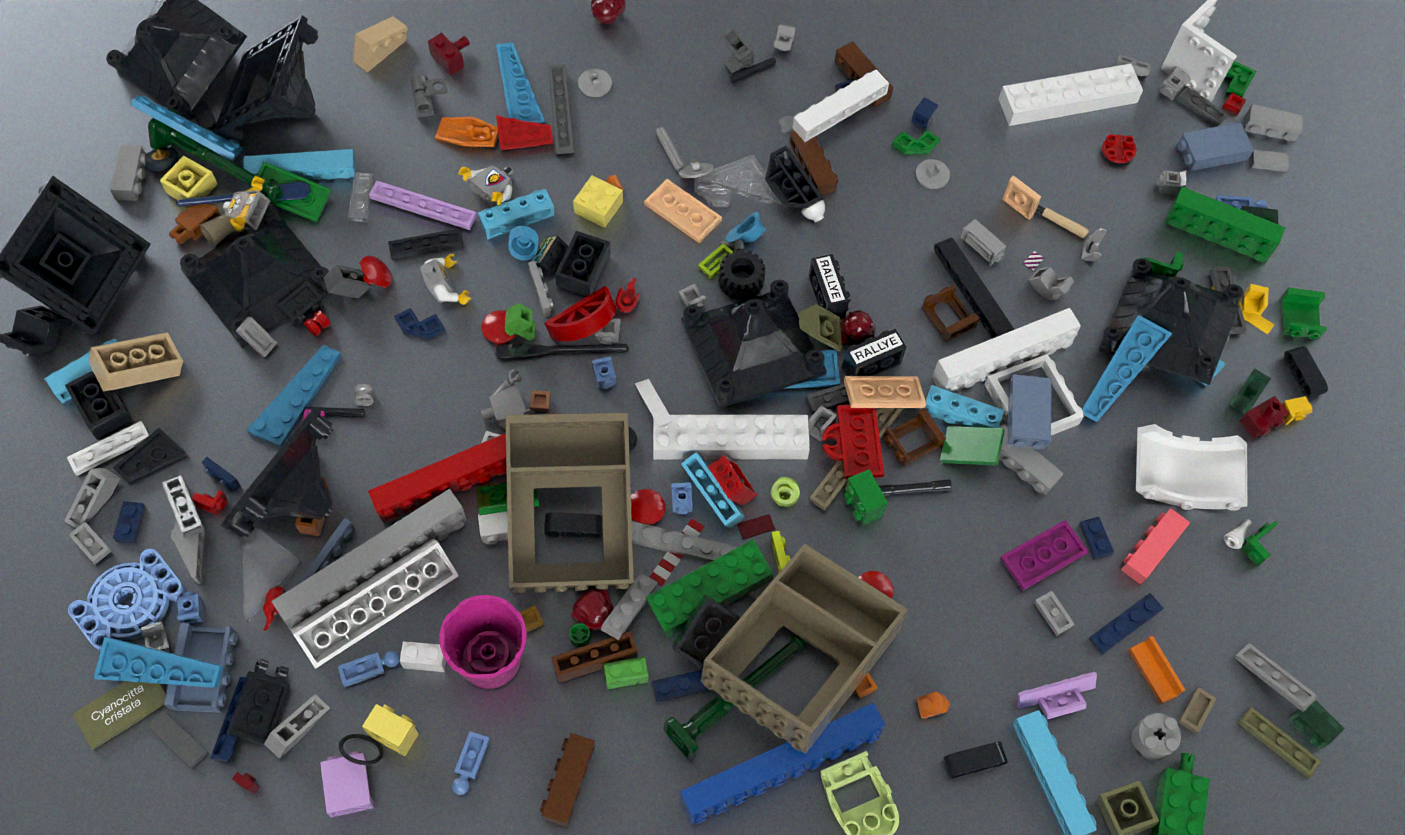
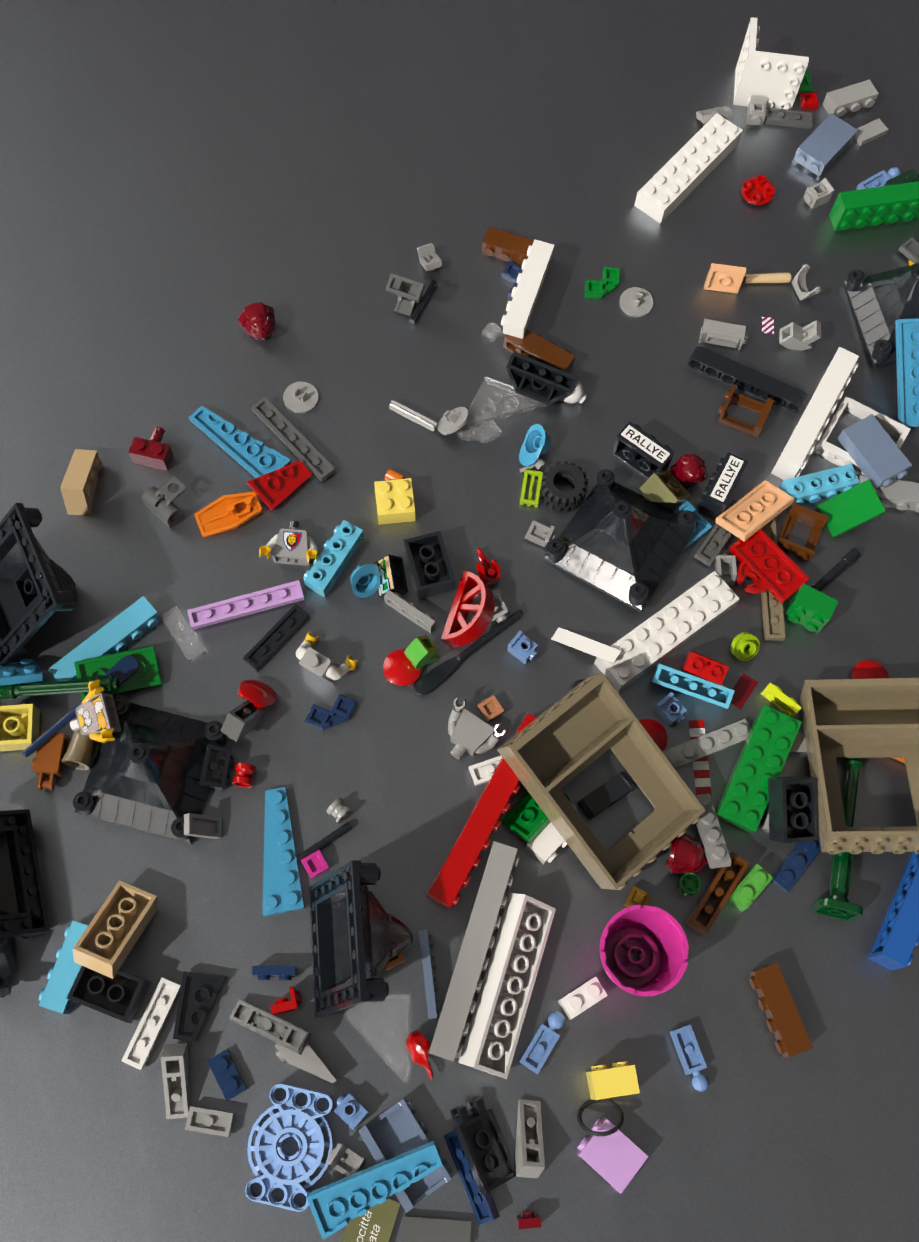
camera: 35 degrees left, 5 degrees up
(683, 210) = (467, 462): light nougat tile -> none
(924, 112) = (591, 253): dark blue panel -> none
(1167, 269) = (873, 263): green bracket -> none

